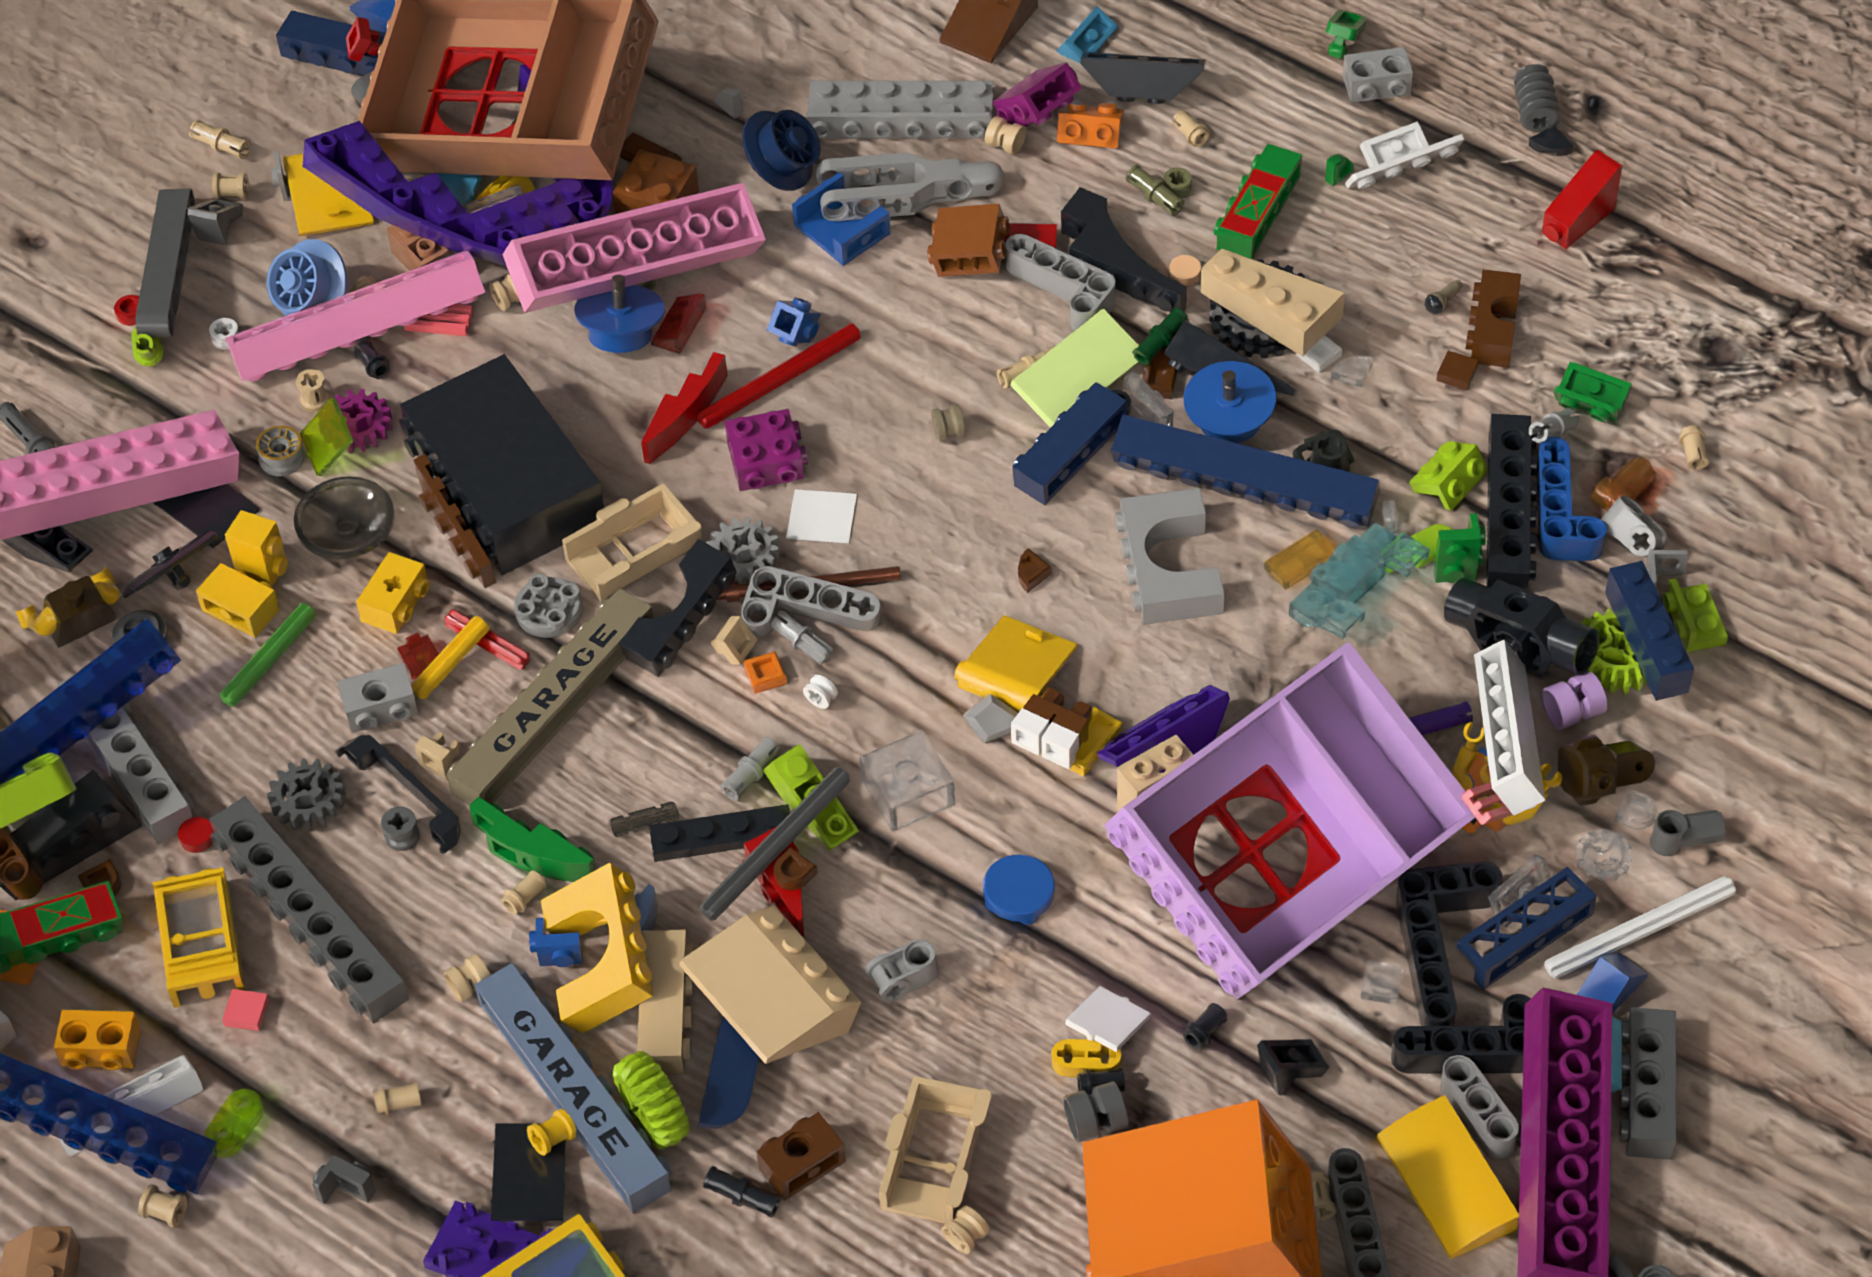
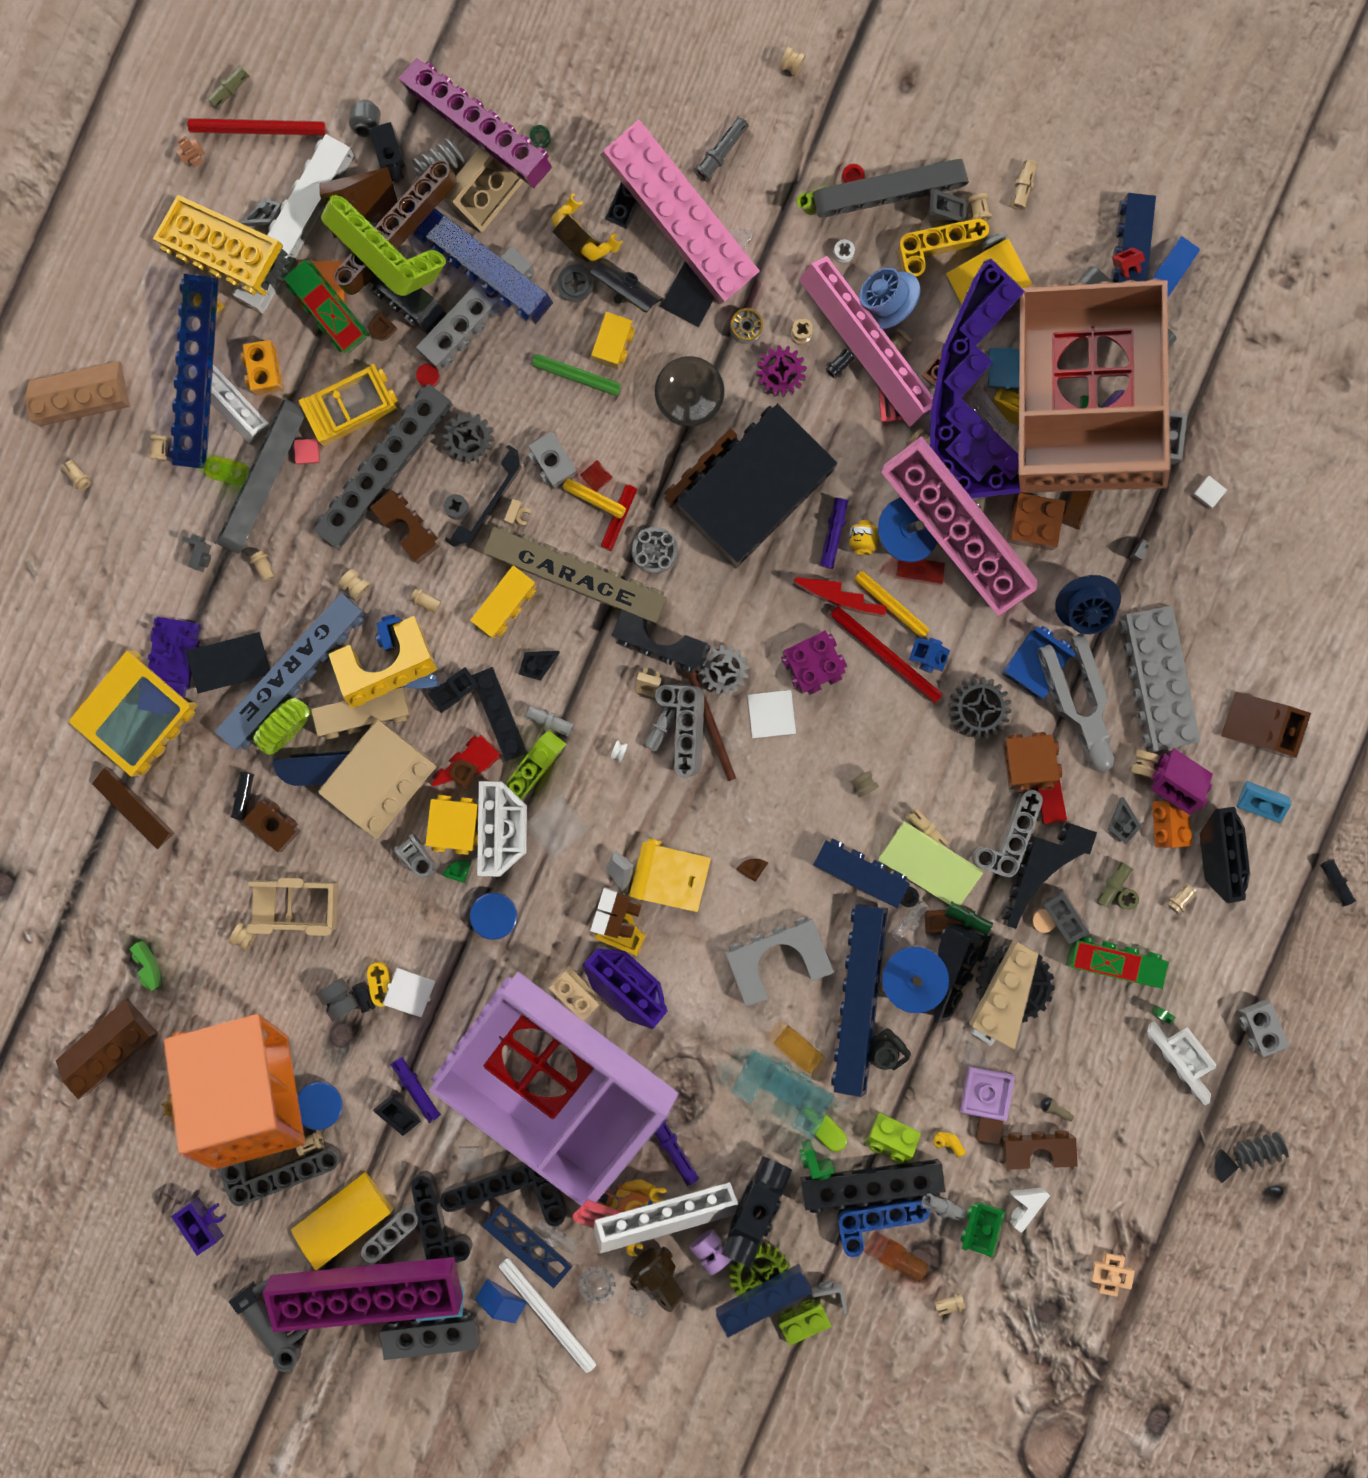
camera: 75 degrees right, 35 degrees up
(252, 242) = (944, 243): none -> yellow beam
(256, 547) = (648, 341): yellow brick -> none
(261, 1069) = (261, 476): none -> dark grey beam
(326, 437) = (757, 356): clear neon green piece -> none
(393, 593) = (630, 435): yellow brick -> none
(428, 880) = (393, 509): none -> reddish brown arch
(535, 850) = (456, 605): green slope -> none
(551, 1131) = (253, 670): yellow bush -> none
(561, 792) = (504, 603): none -> yellow brick
(563, 390) = (835, 526): none -> dark purple pin
(614, 367) = (864, 538): none -> yellow head
(618, 519) = (692, 575): tan piece -> none
(641, 819) = (497, 662): clear smoke axle -> none
(663, 771) = (537, 664): none -> black piece
(667, 876) = (453, 690): none -> black slope
(679, 27) = (1209, 492): none -> white tile
(731, 349) = (891, 604): none -> yellow axle
(765, 672) = (631, 709): orange tile -> none
(774, 844) = (480, 756): dark grey axle -> none
(867, 908) = (452, 825): none -> yellow brick
(881, 286) = (979, 718): none -> dark grey gear
(888, 839) = (500, 829): none -> white wedge
(939, 926) = (458, 870): none -> green tile
(1075, 170) = (1124, 823): none -> dark grey piece
(1183, 237) = (1066, 917): none -> dark grey hinge
(1198, 1033) = (416, 1053): black pin -> none
(1246, 1042) = (415, 1089): none -> dark purple pin
(1344, 26) = (1305, 997): green piece -> none
(1406, 365) = (987, 1093): none -> lavender tile
(1464, 413) = (946, 1139): none -> yellow arm
(1570, 339) = (1032, 1202): none -> white slope
(1583, 201) = (1159, 1200): red slope -> none
(1629, 524) = (865, 1271): light grey piece -> none
(1686, 830) = (625, 1338): dark grey piece -> none
(1691, 275) = (1114, 1274): none -> light nougat piece

